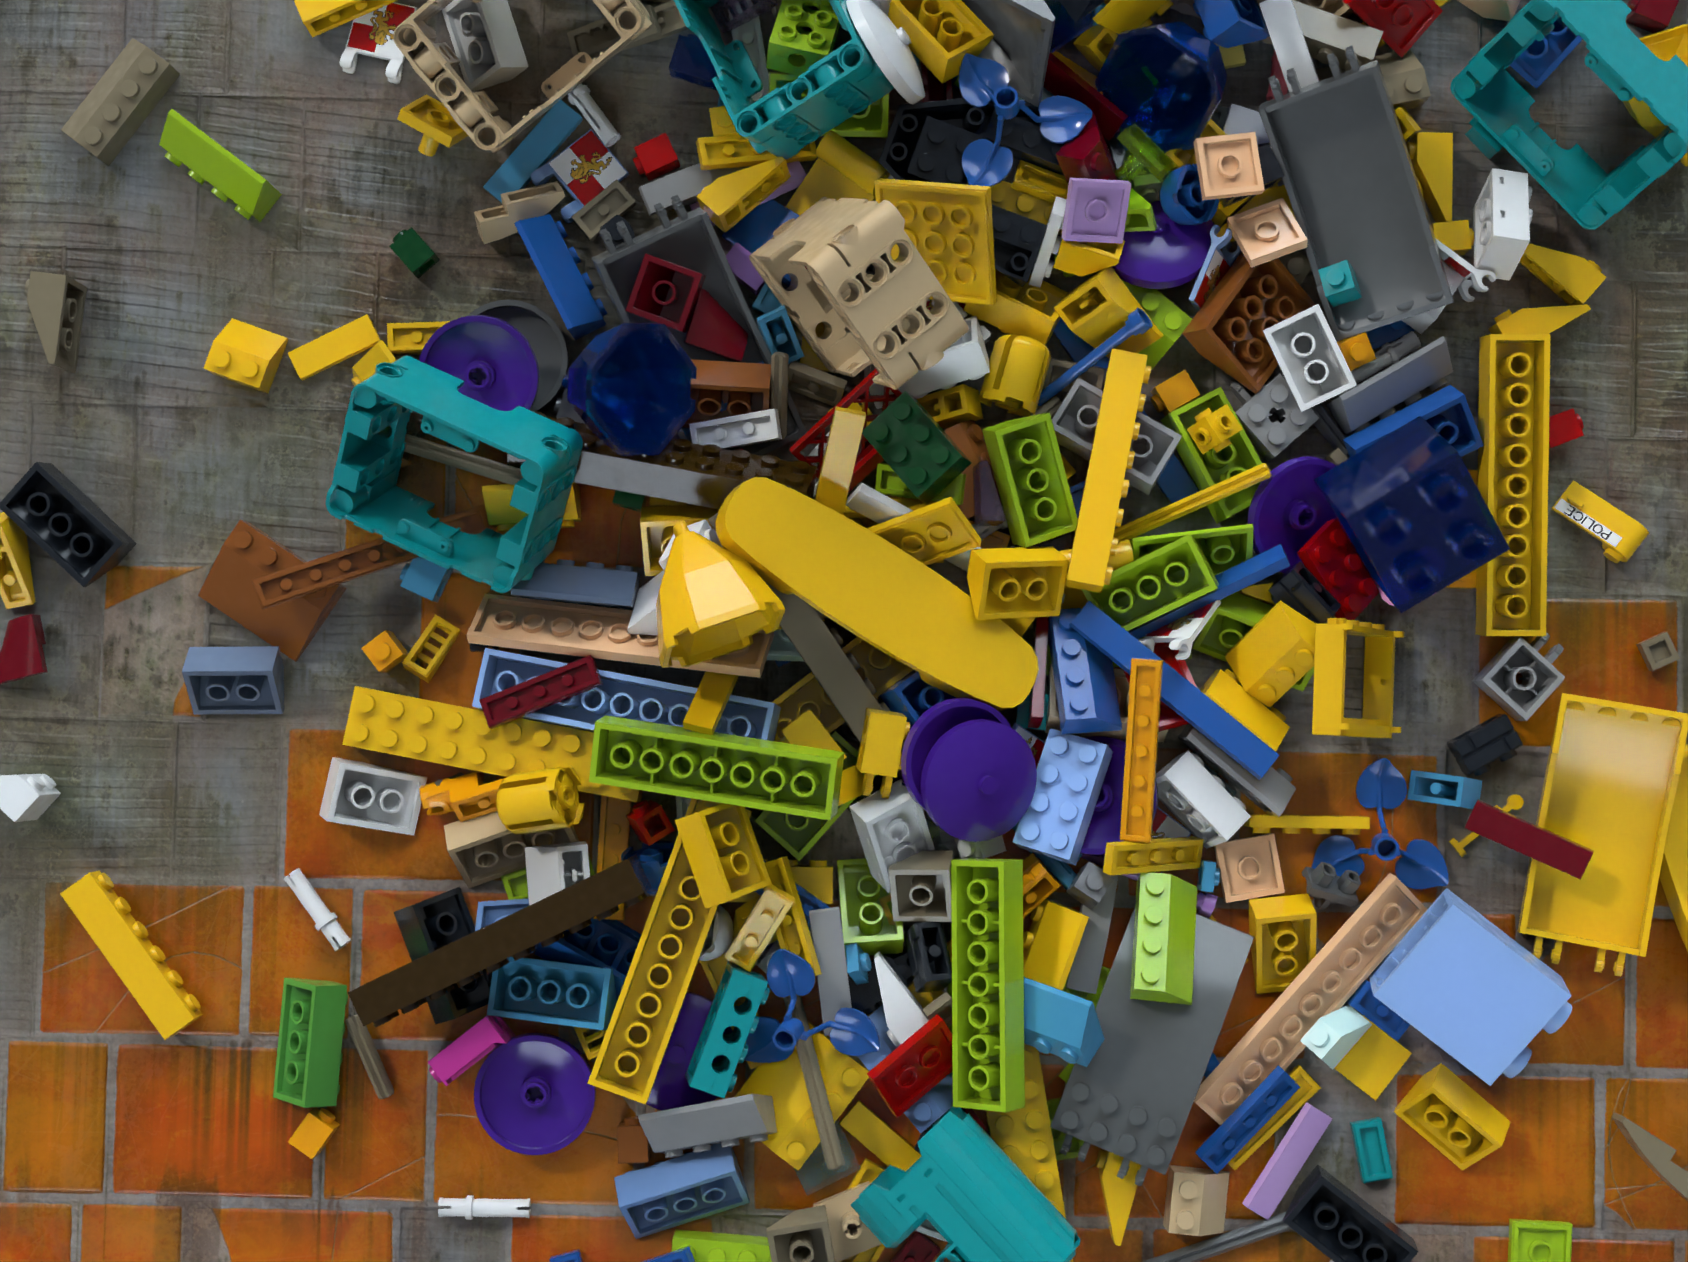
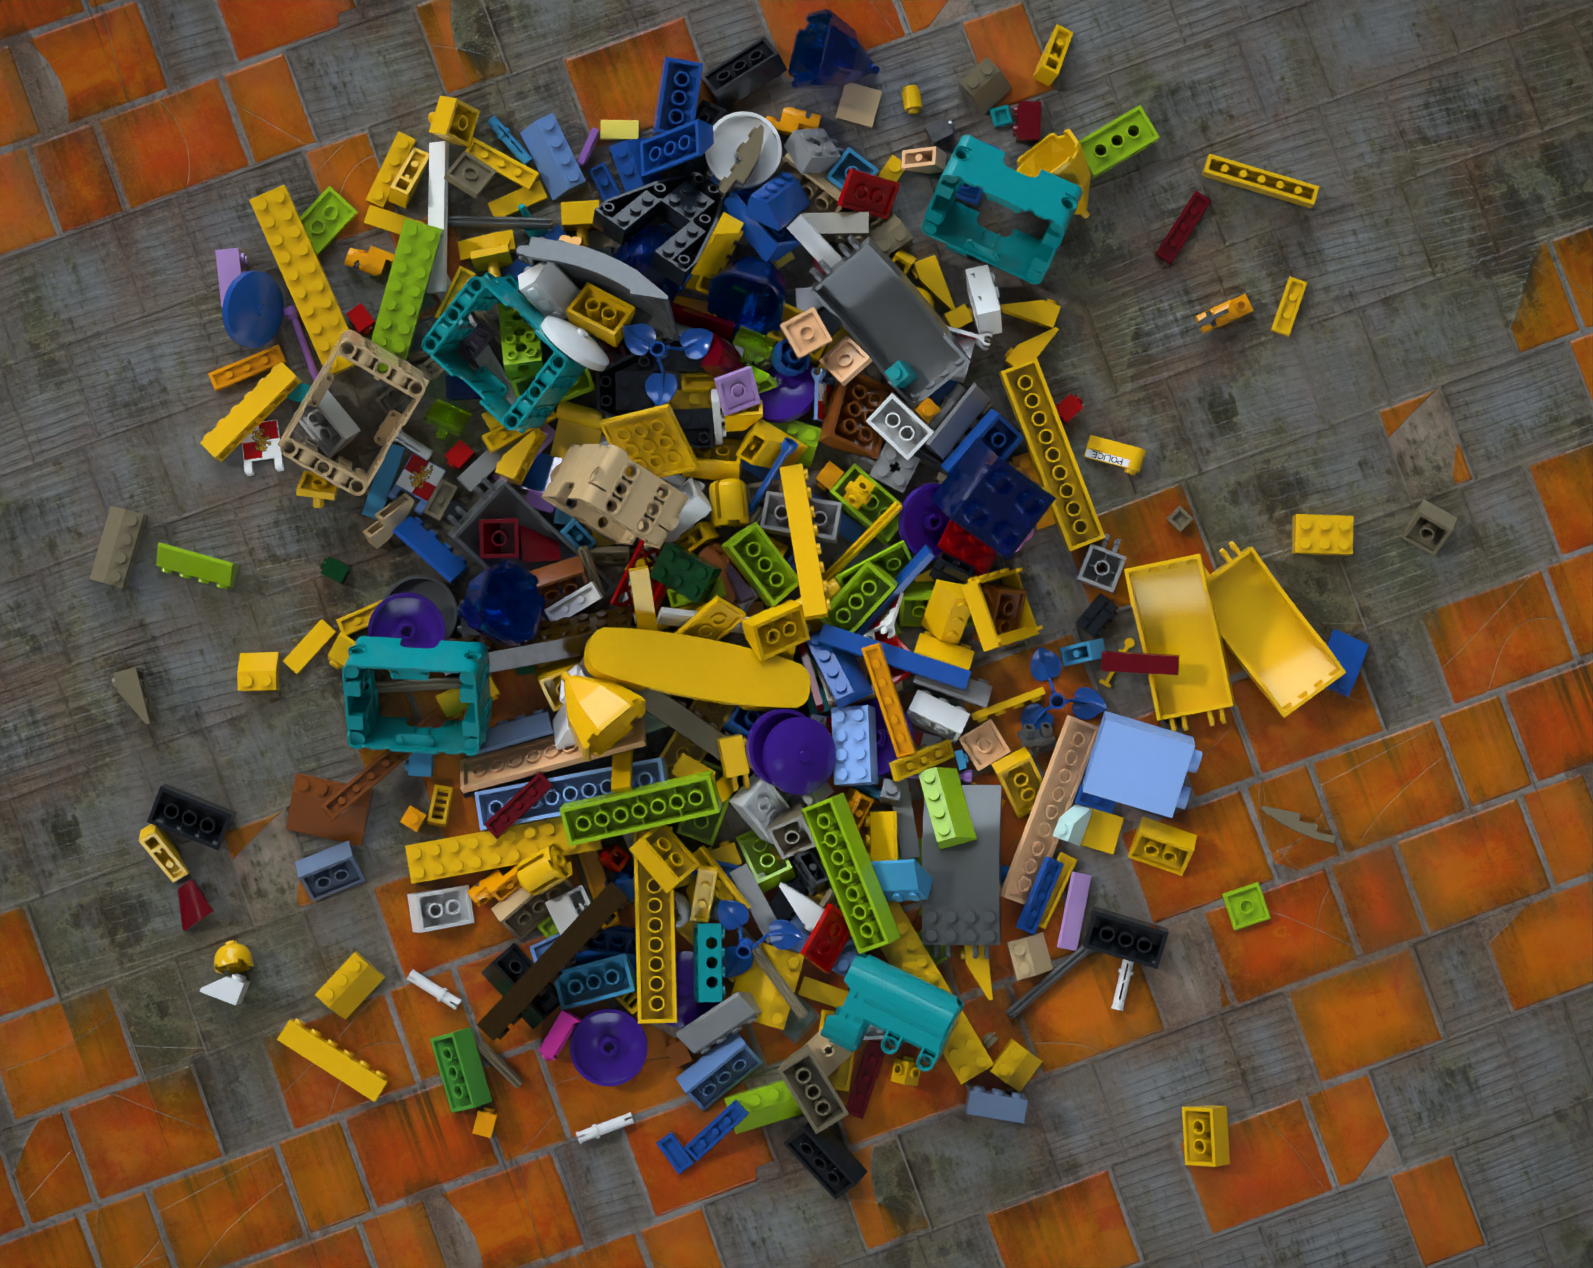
camera: 25 degrees left, 0 degrees up
(46, 750) = (232, 957): none -> yellow cylinder
(198, 856) = (350, 985): none -> yellow slope
(658, 97) = (447, 418): none -> clear neon green tile
(857, 963) = (771, 893): dark azure plate -> none
(1365, 680) = (1005, 607): none -> dark orange slope
(1371, 1150) = (1122, 885): teal tile -> none

